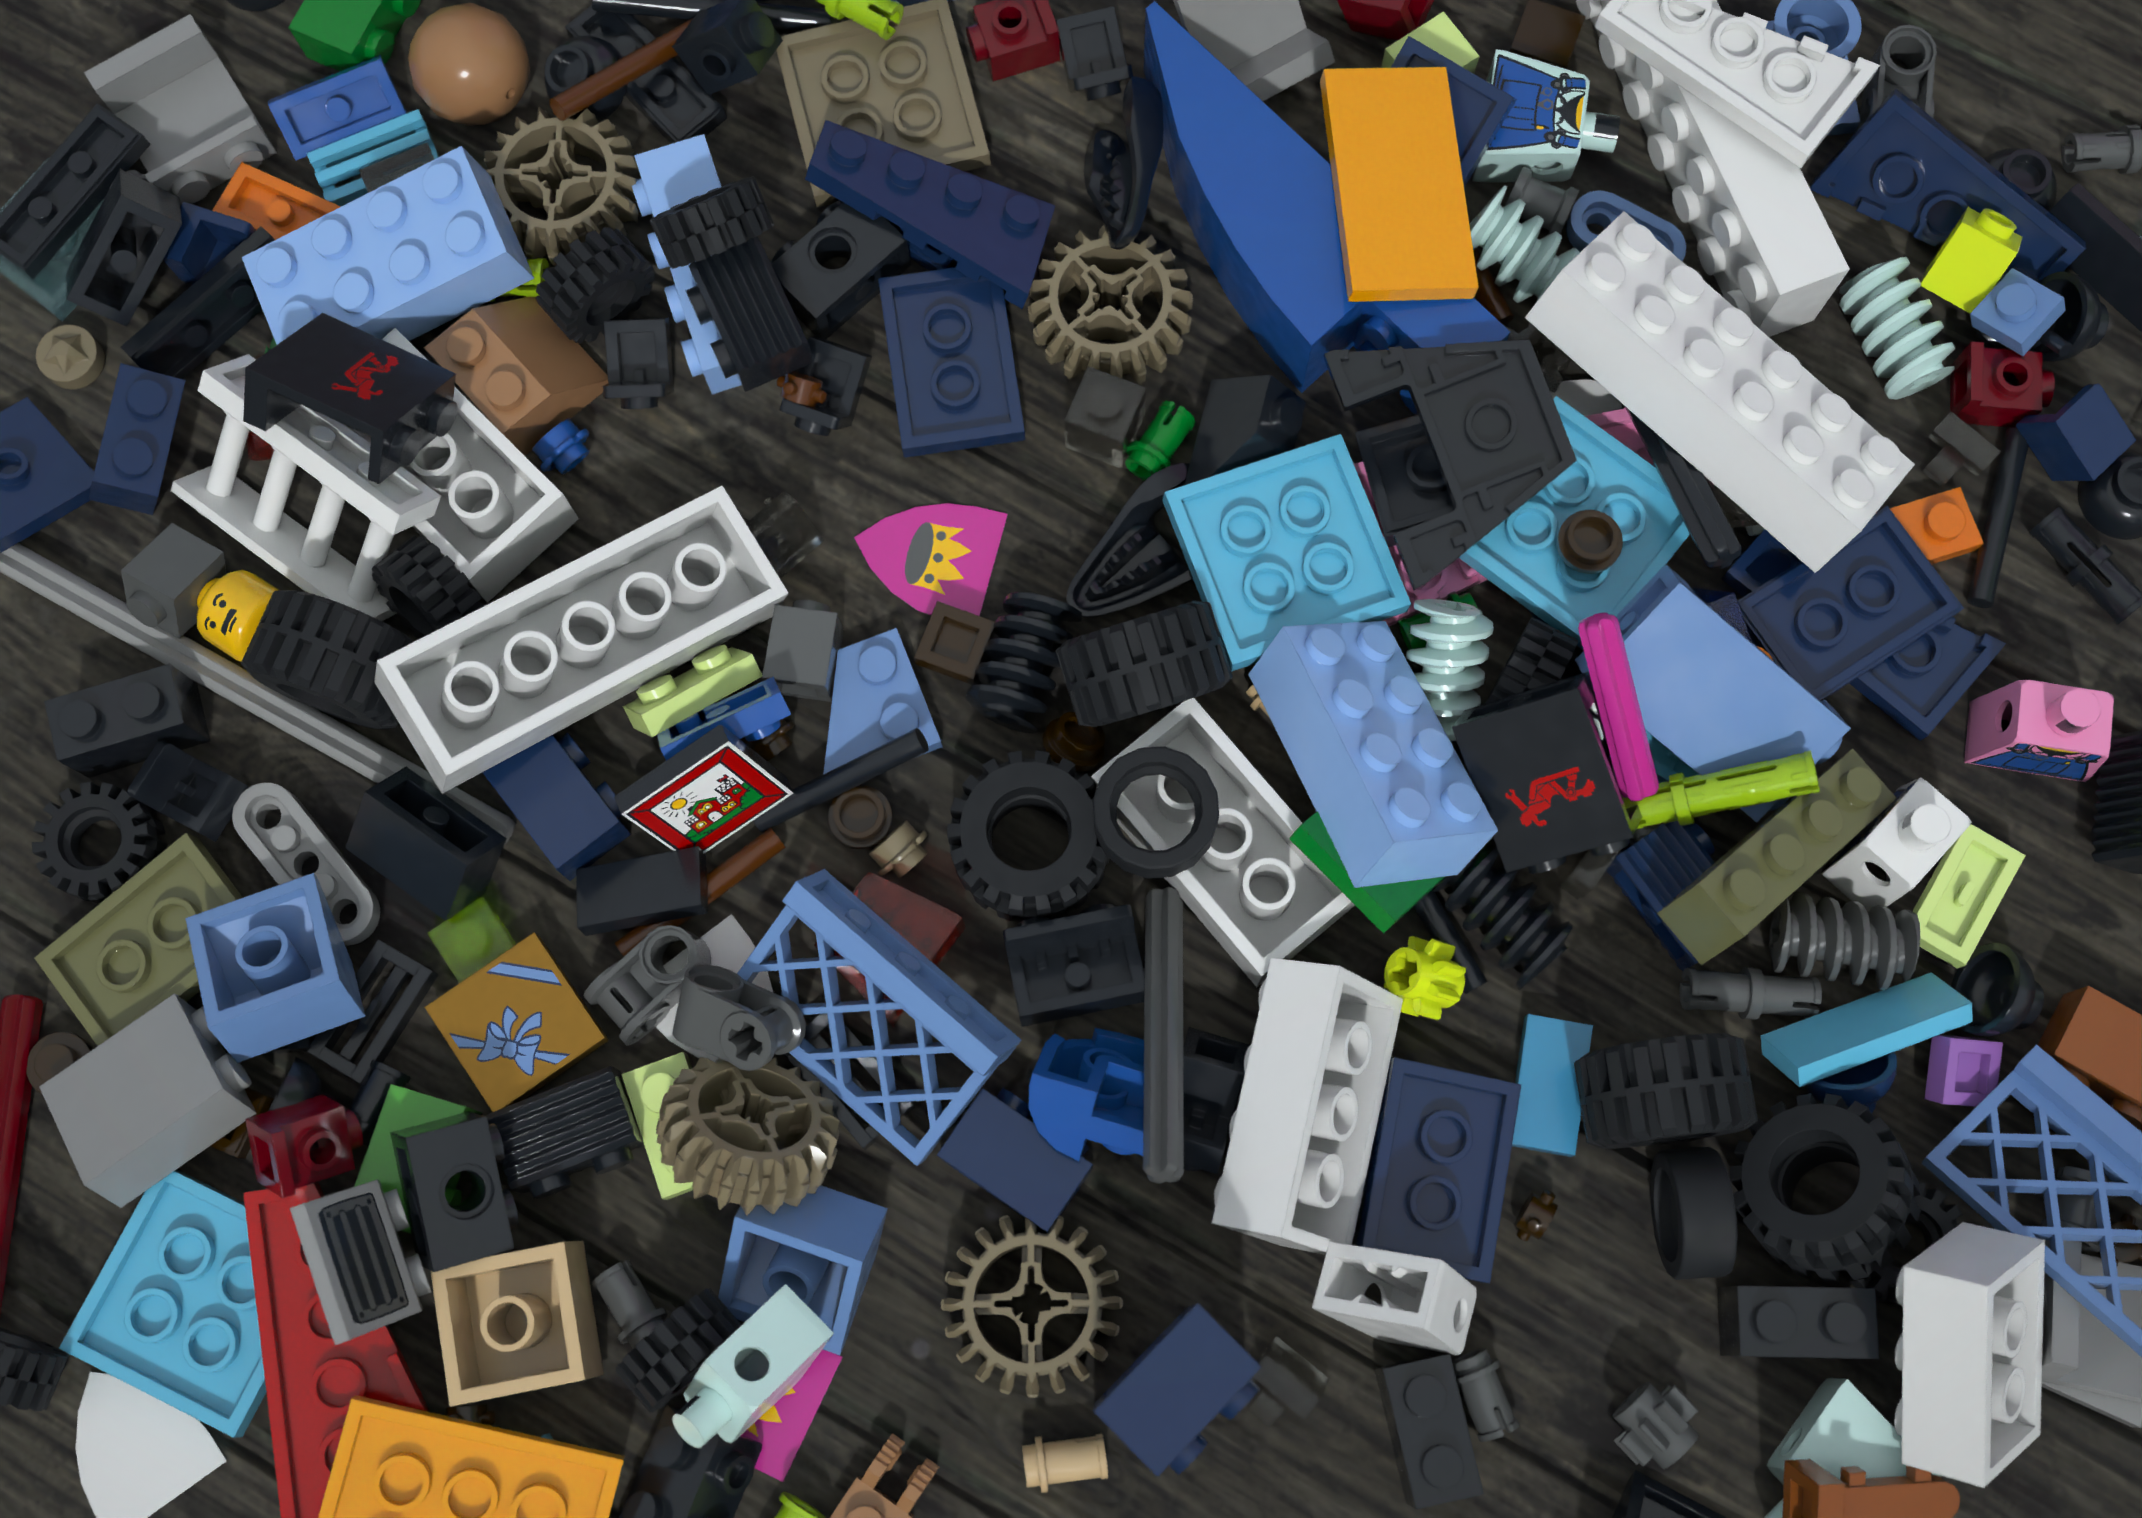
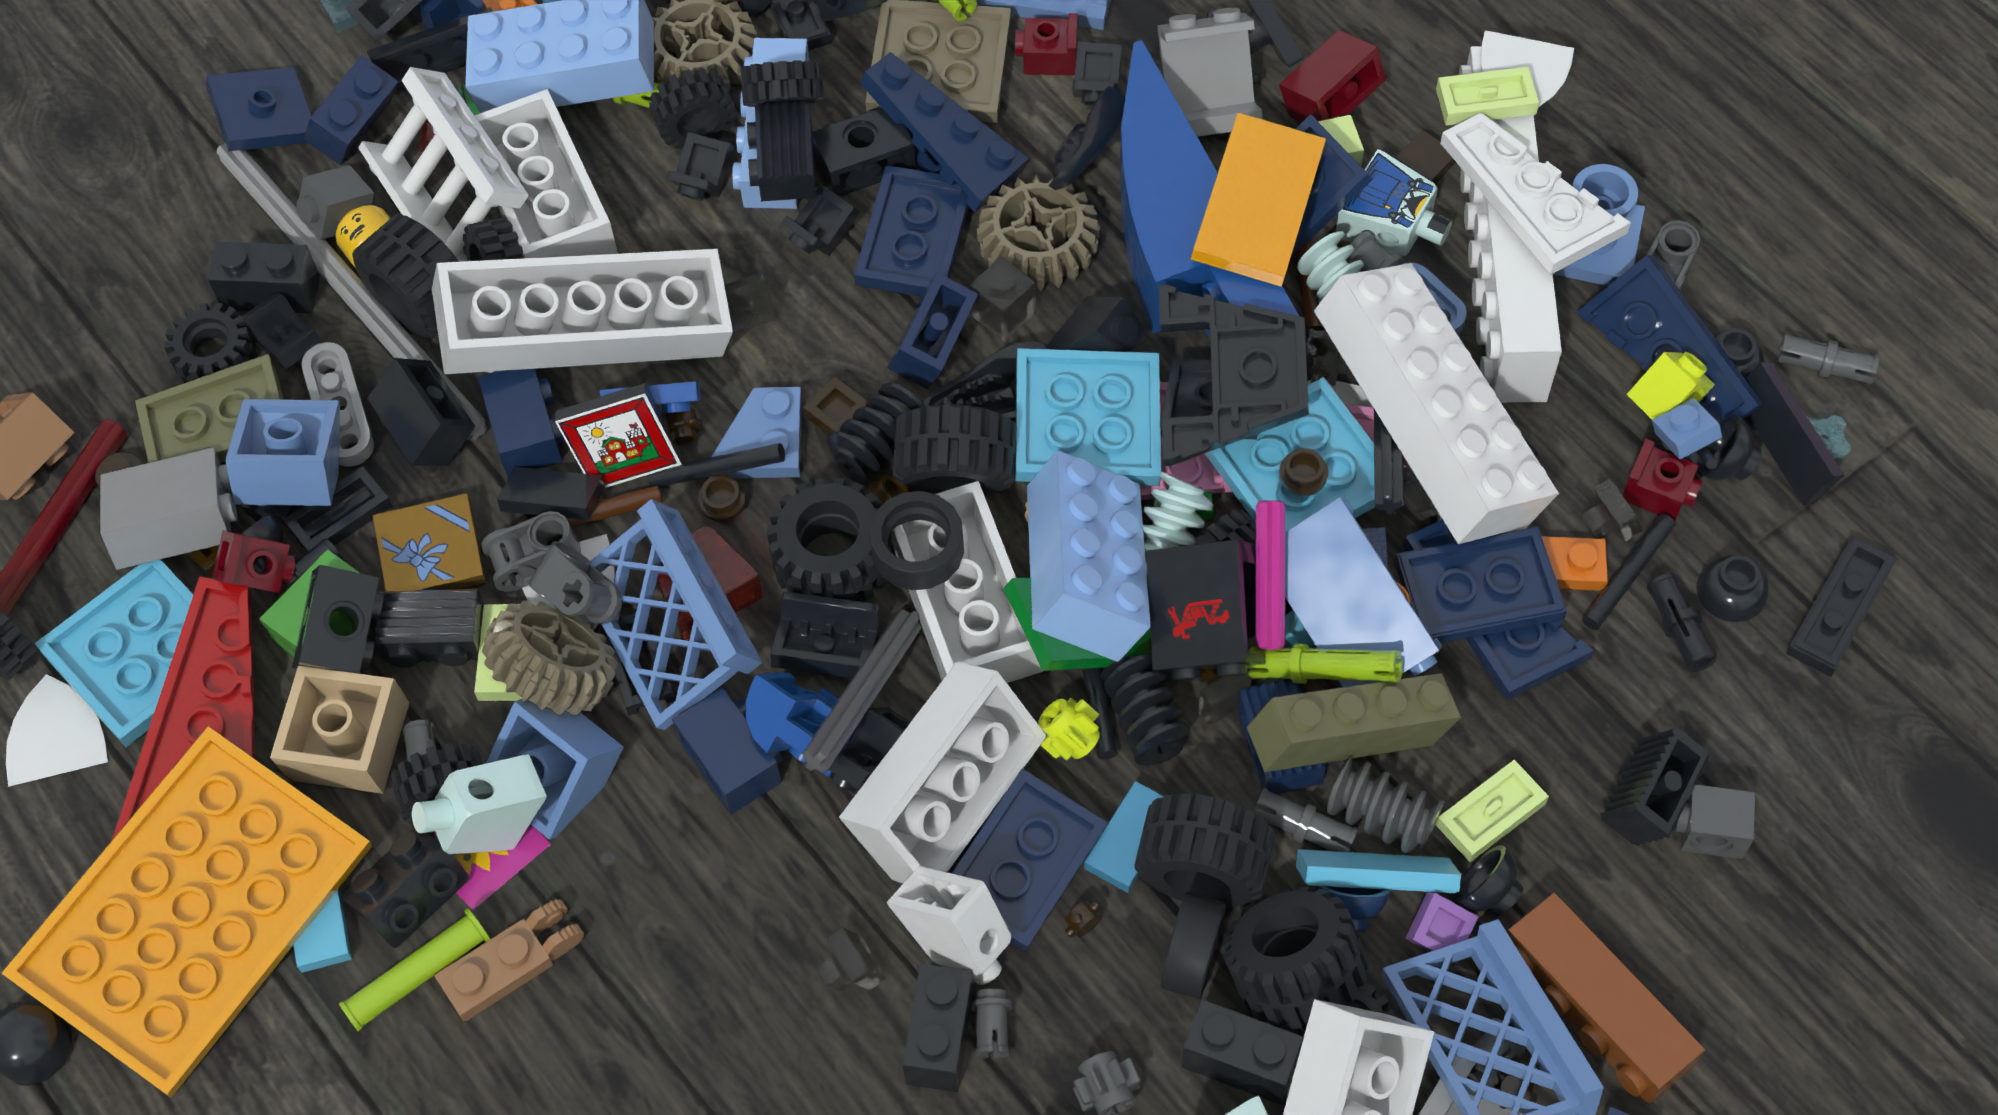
camera: 20 degrees right, 15 degrees down
(70, 357) = (333, 53): dark tan tile -> none
(357, 382) = (524, 119): black panel -> none
(360, 1259) = (254, 636): slope -> none
(471, 939) = (423, 485): clear neon green plate -> none
(518, 368) = (618, 147): medium nougat slope -> none
(562, 447) = (626, 204): blue plate -> none
(669, 700) = (661, 371): yellowish green plate -> none
(801, 389) = (801, 214): reddish brown piece -> none
(804, 649) = (729, 378): dark grey brick -> none
(899, 850) = (738, 526): dark tan plate -> none
(935, 554) = (849, 351): dark pink sticker -> none
(977, 1304) = (663, 830): dark tan gear -> none
(1038, 496) = (932, 330): none -> dark blue brick
(1064, 1461) = (672, 960): tan pin -> none
(1159, 441) = (1036, 327): green pin -> none
(1178, 1390) = (762, 904): dark blue brick -> none
(1895, 328) = (1599, 419): light aqua piece -> none
(1900, 840) = (1460, 750): white torso -> none
(2050, 730) = (1597, 715): bright pink torso -> none
(2079, 438) = (1703, 526): dark blue panel -> none

